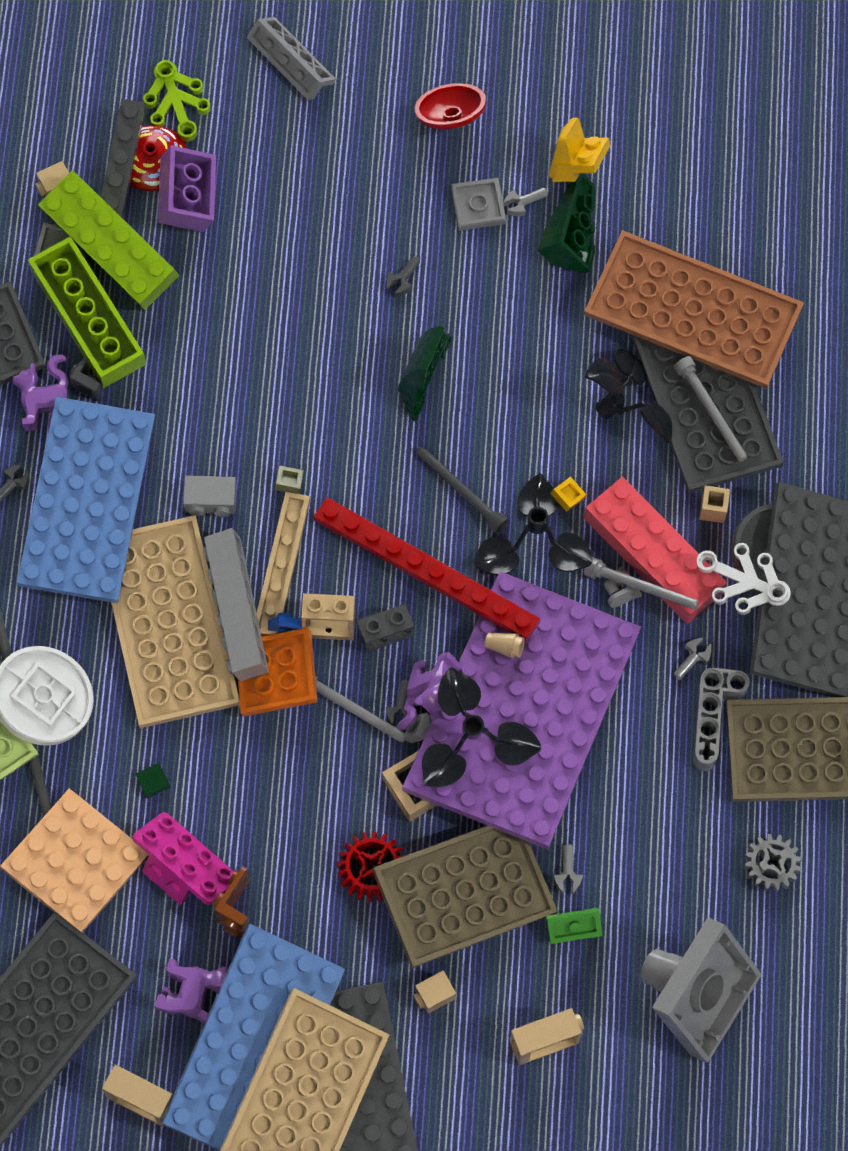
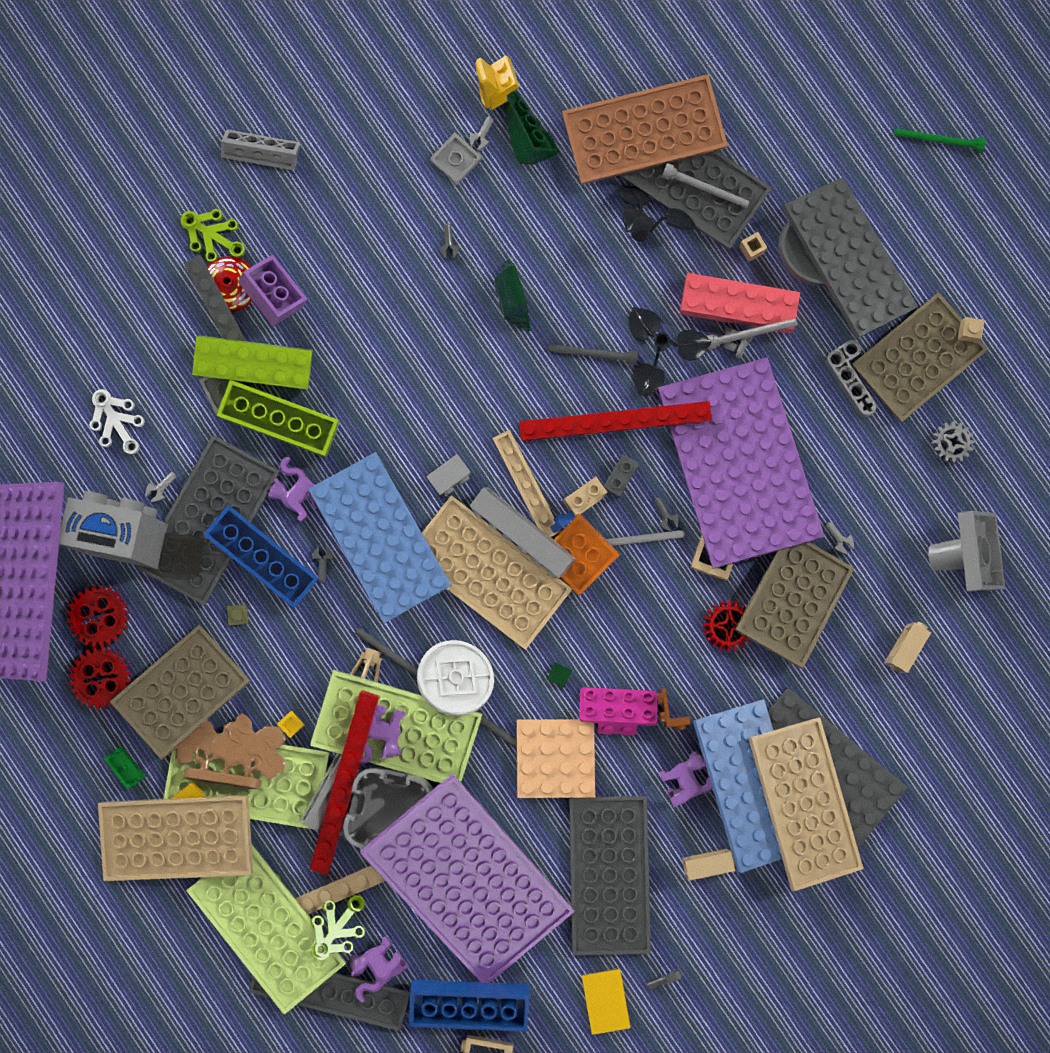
camera: 40 degrees left, 15 degrees up
(50, 178) = (183, 348): tan brick -> none
(85, 383) = (315, 463): dark grey bracket -> none
(288, 479) = (488, 428): plate -> none
(419, 729) = (688, 522): light grey plate -> none
(424, 688) = (677, 493): medium lavender animal -> none
(434, 992) = (822, 671): tan brick -> none
(450, 106) = (389, 107): red dish -> none
(457, 694) = (704, 490): black plant -> none
(505, 644) = (702, 433): tan cone -> none
(568, 494) = (660, 307): yellow plate -> none
(574, 925) = (870, 568): bright green plate -> none
(692, 658) = (811, 352): light grey bar -> none
(747, 580) = (814, 283): white plant -> none

